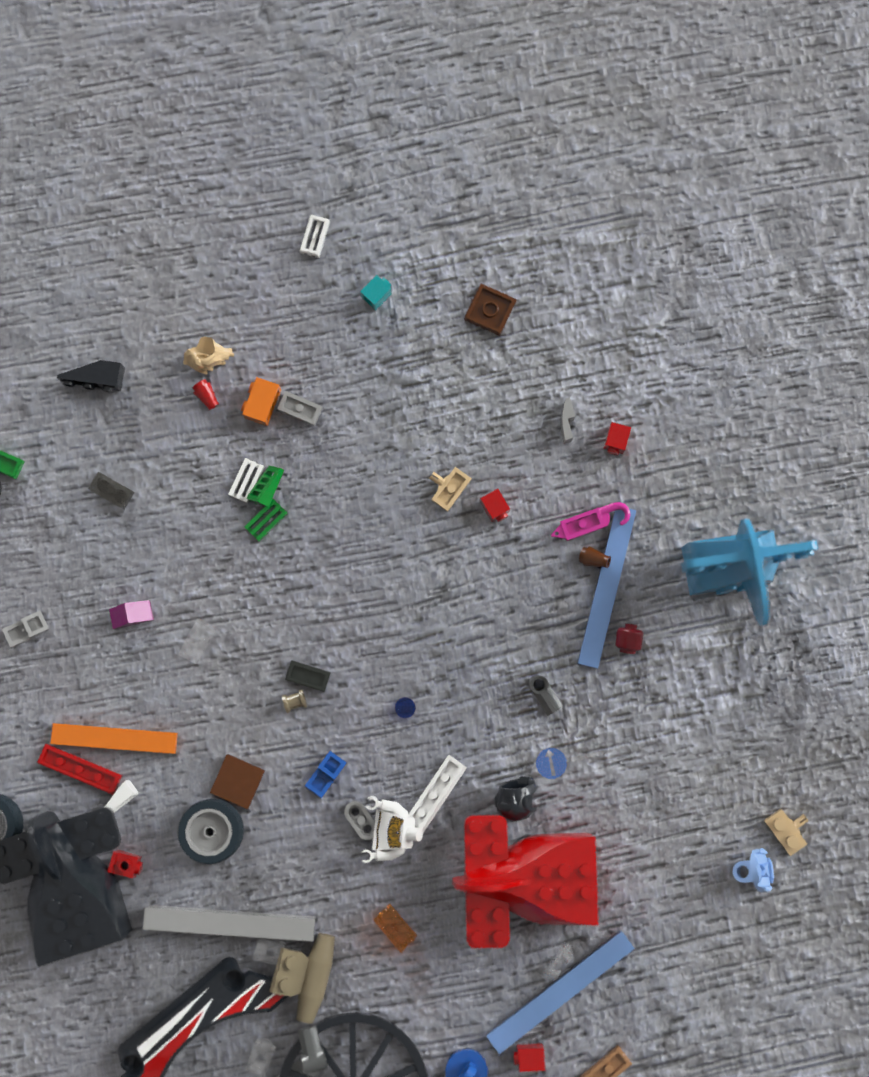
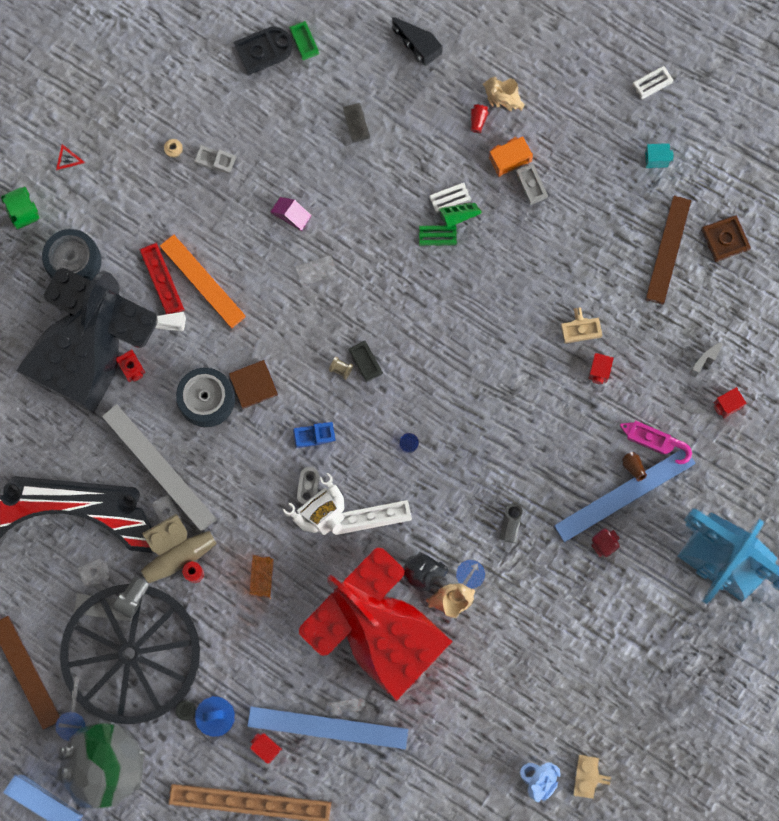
camera: 45 degrees right, 5 degrees down
(343, 973) = (195, 578): none -> red brick
(455, 360) = (668, 250): none -> reddish brown tile
(558, 798) = (452, 599): none -> tan hair

